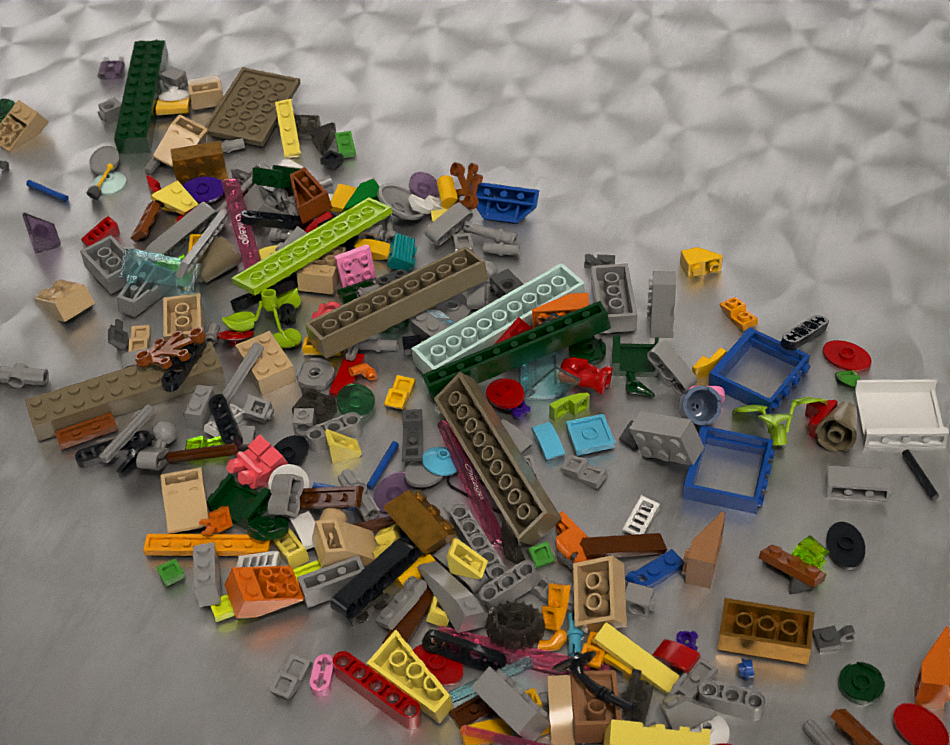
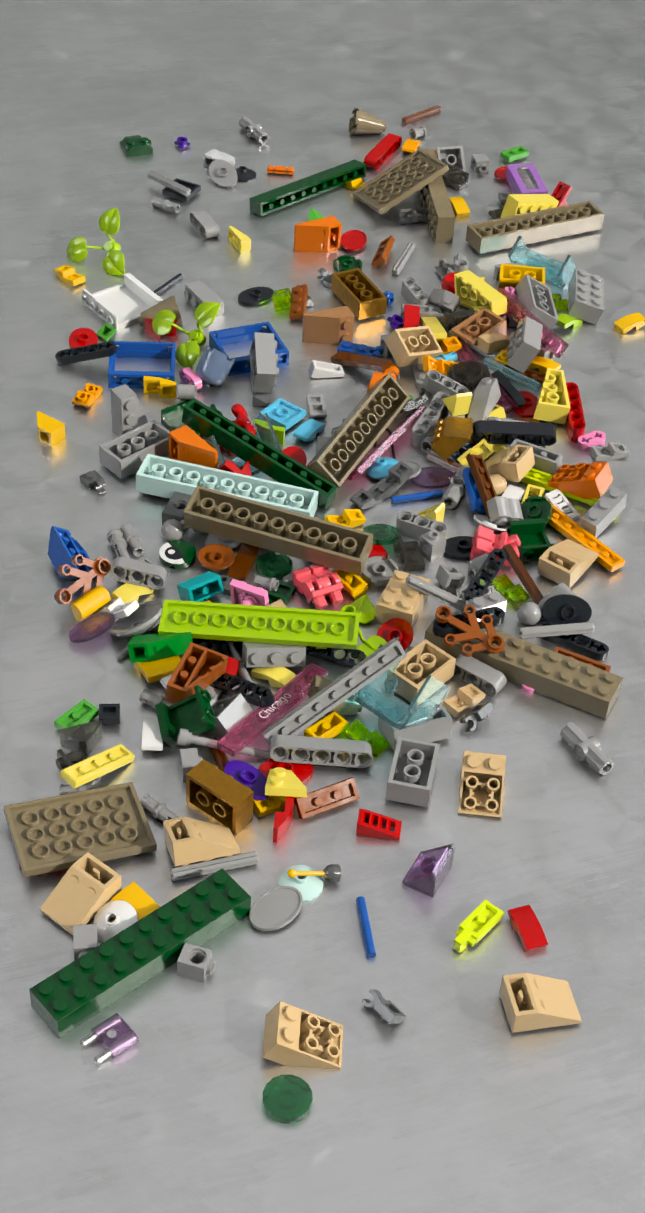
camera: 135 degrees left, 5 degrees down
(170, 572) = (619, 541): bright green plate -> none
(218, 521) = (563, 534): orange plate -> none
(576, 666) = (472, 330): black dish -> none

